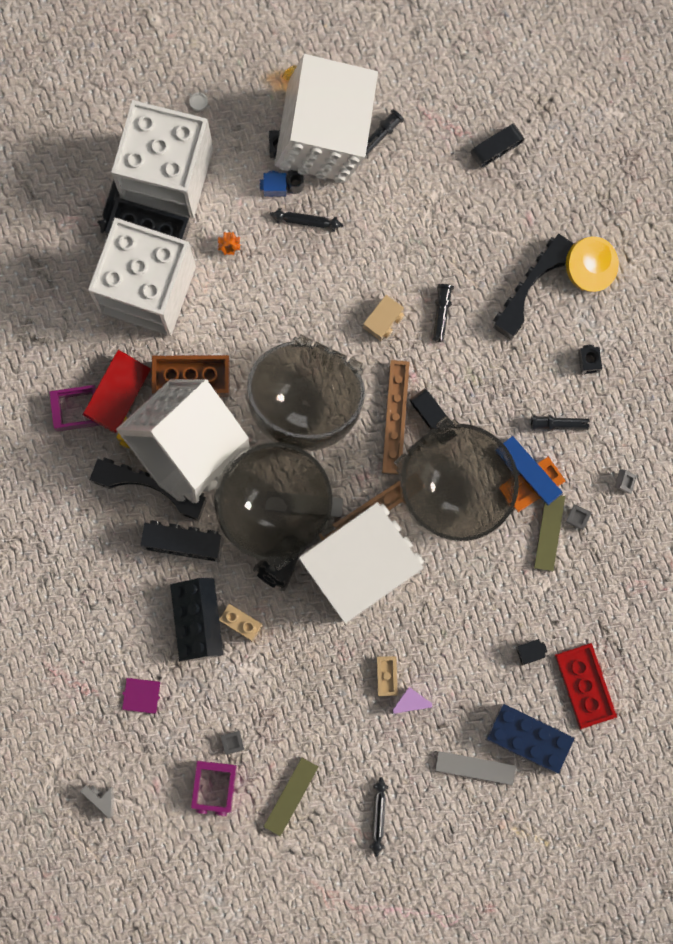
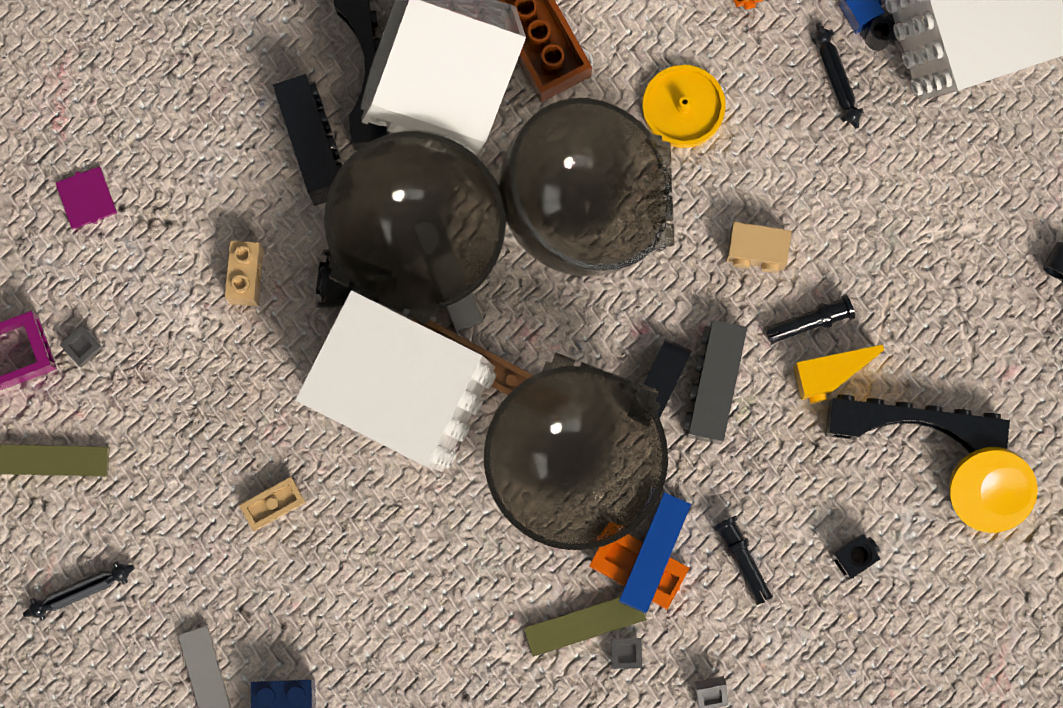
camera: 65 degrees right, 0 degrees up
(196, 619) = (216, 212): black brick -> none
(276, 316) = (684, 106): none -> yellow piece
(386, 127) = (1026, 116): black pin -> none
(395, 415) = (639, 329): medium nougat plate -> none
(411, 701) = (254, 554): lavender slope -> none
(450, 384) = (716, 382): none -> dark grey brick
(479, 319) = (825, 374): none -> yellow slope
(531, 651) = (405, 683): black brick -> none

